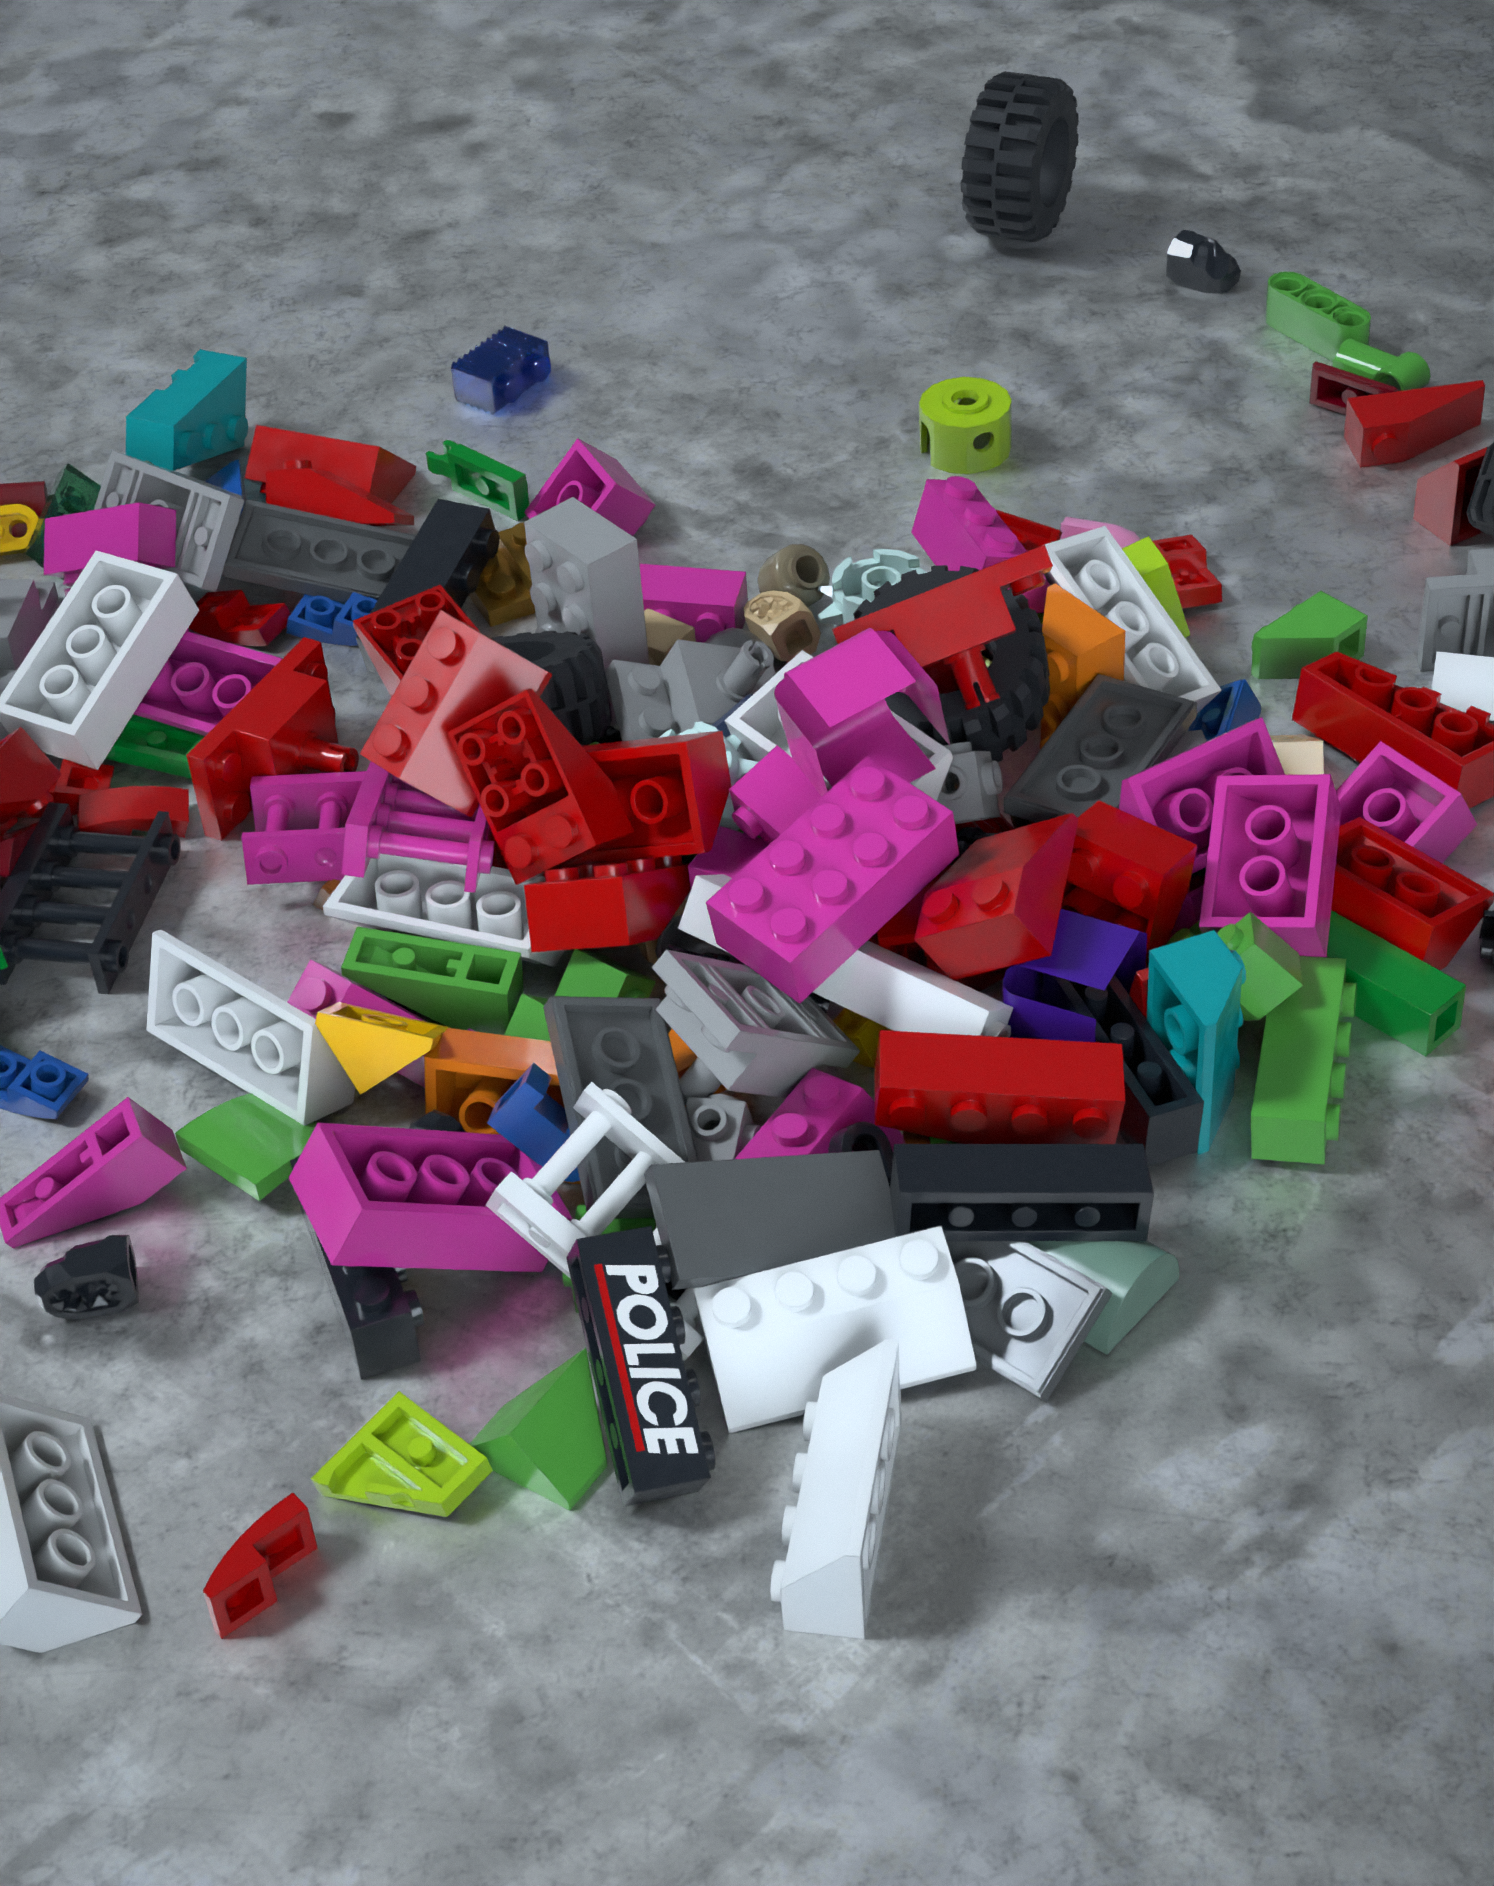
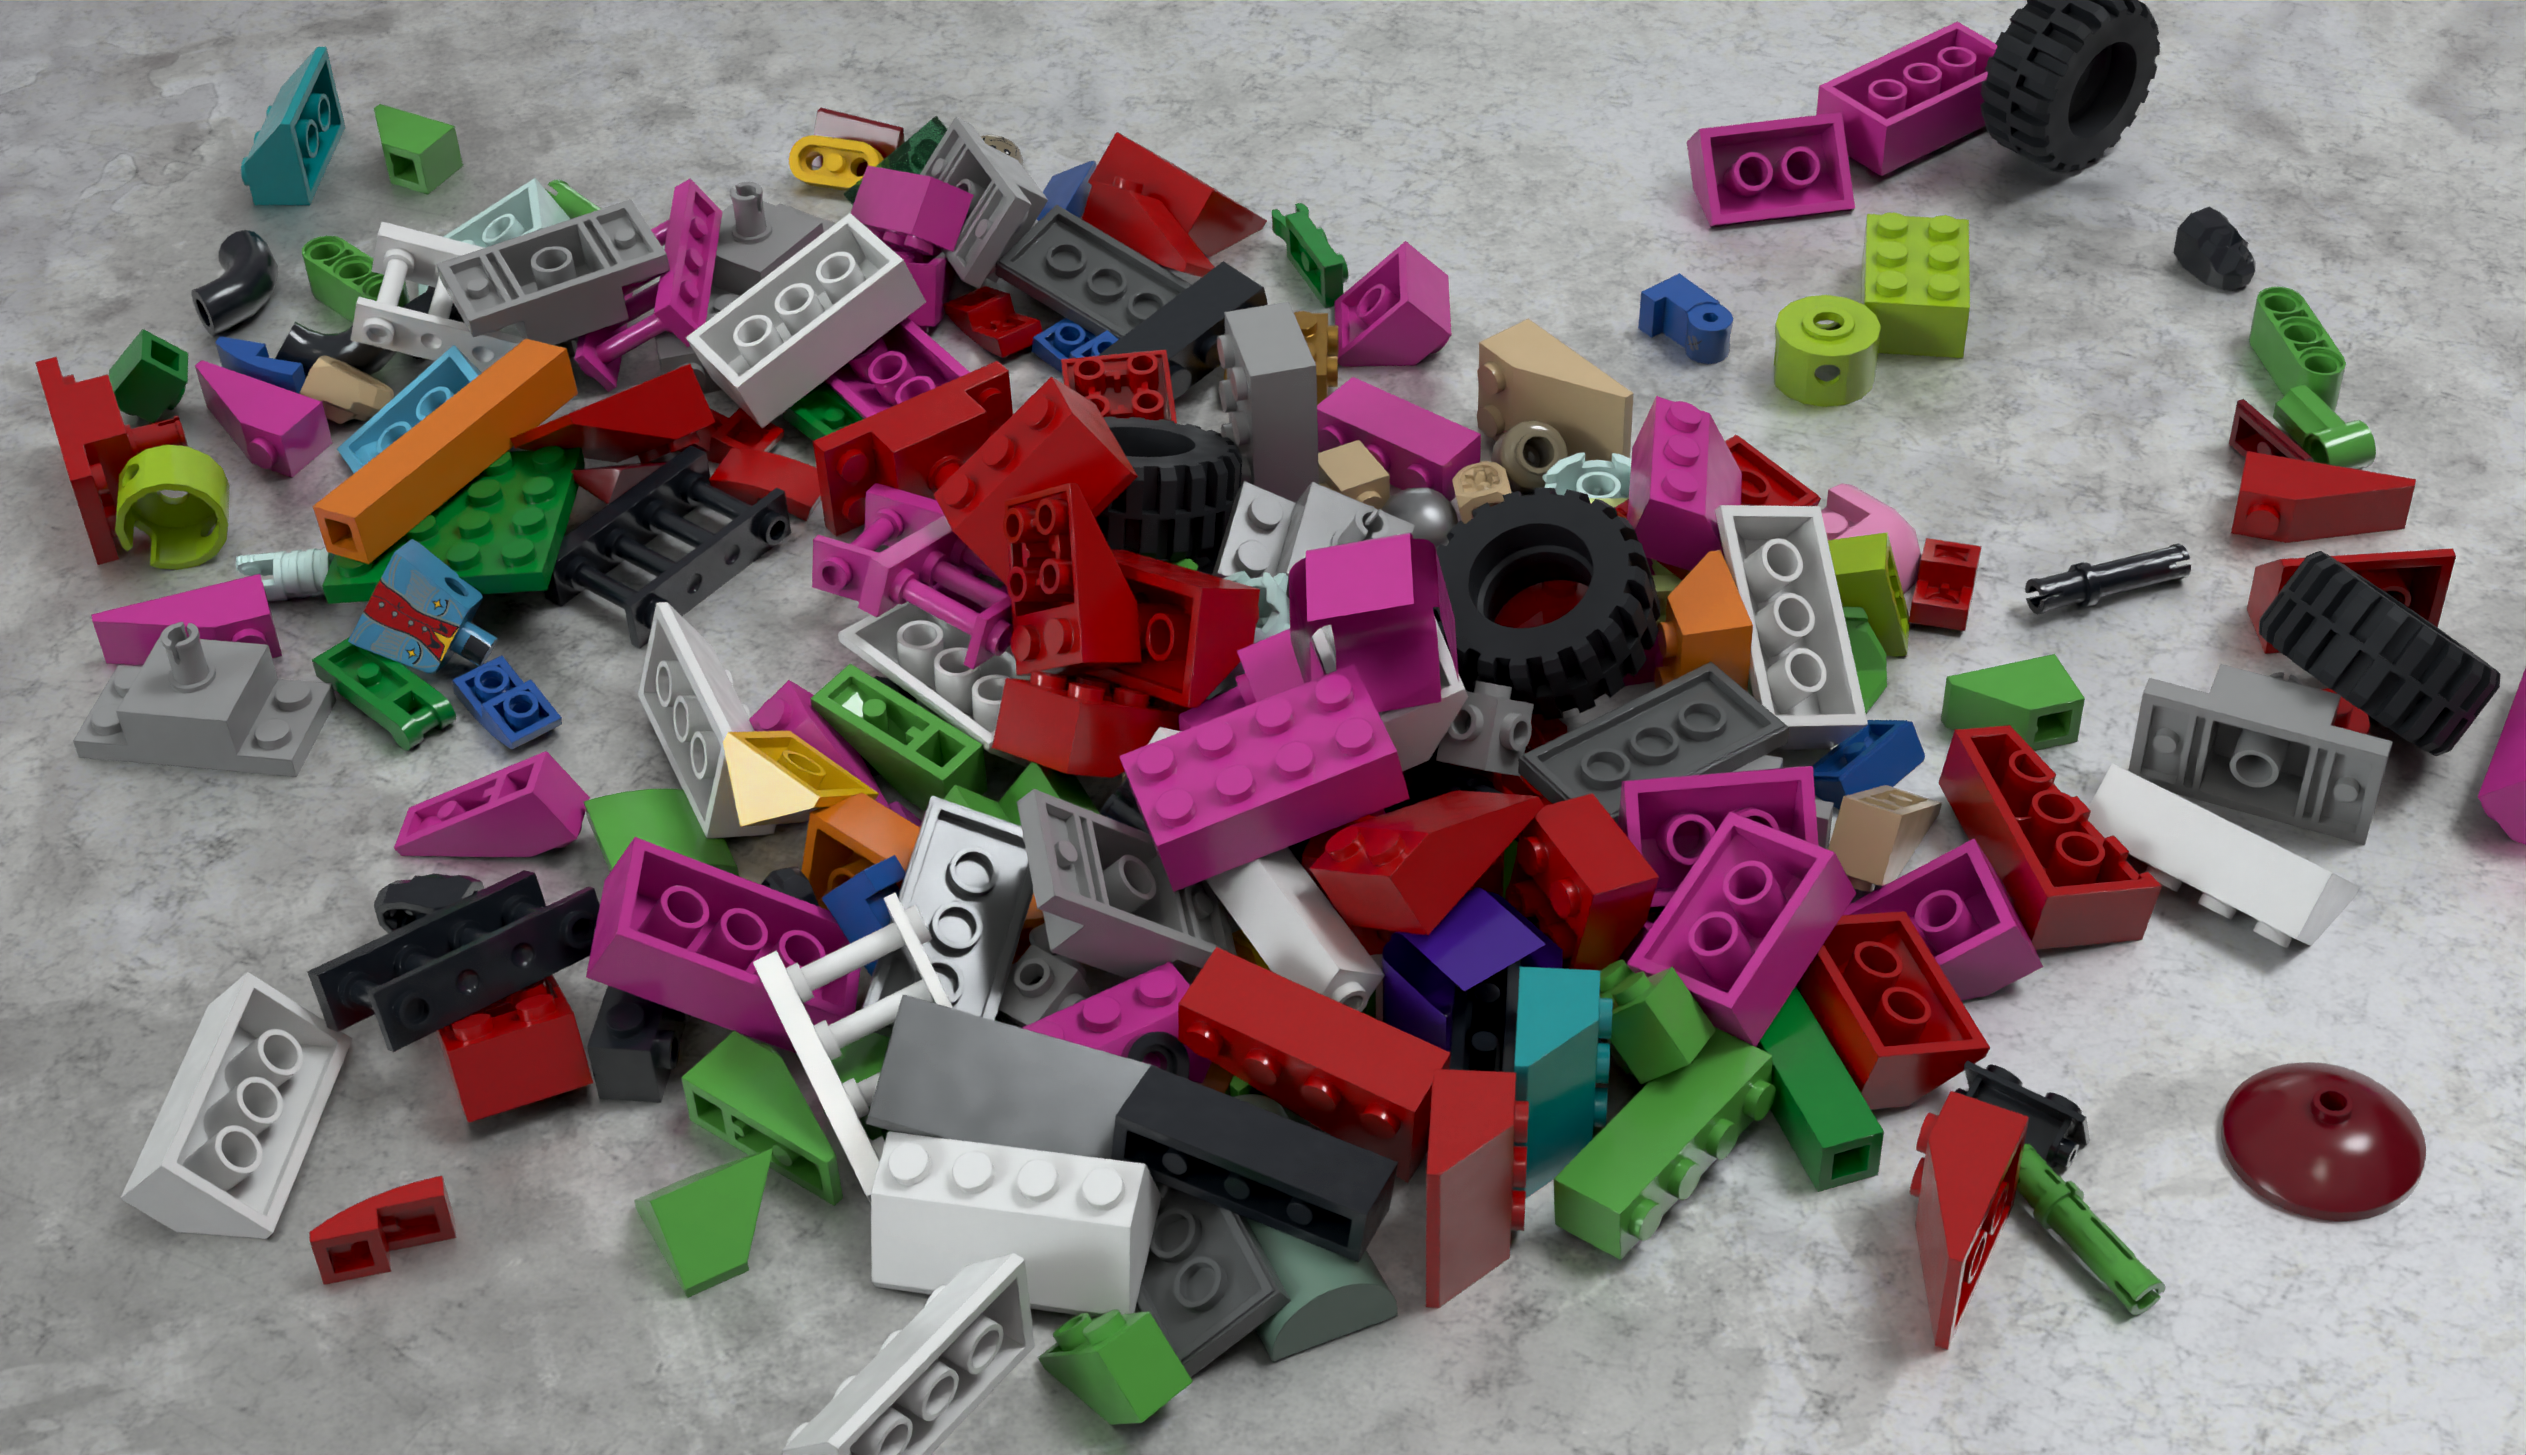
camera: 25 degrees right, 0 degrees up
(139, 1301) = (456, 960): none -> black fence
(193, 416) = (1071, 104): teal wedge -> none
(251, 1359) = (515, 1051): none -> red slope
(404, 1463) = (569, 1190): lime wing -> none
(500, 369) = (1409, 145): clear blue brick -> none
(515, 1323) = (755, 1105): none -> bright green slope
(639, 1366) = (797, 1185): black brick -> none
(767, 511) = (1538, 378): none -> tan slope
(816, 302) = (1771, 169): none -> dark pink slope
(835, 435) = (1688, 318): none -> blue leg
(894, 215) = (1911, 98): none -> dark pink brick
(959, 620) = (1532, 556): red brick -> none
(997, 1405) = (1116, 1365): none -> bright green slope
(1000, 343) = (1917, 283): none -> lime brick
(1191, 1135) = (1472, 1178): none -> red slope
(1292, 535) = (2088, 583): none -> black pin

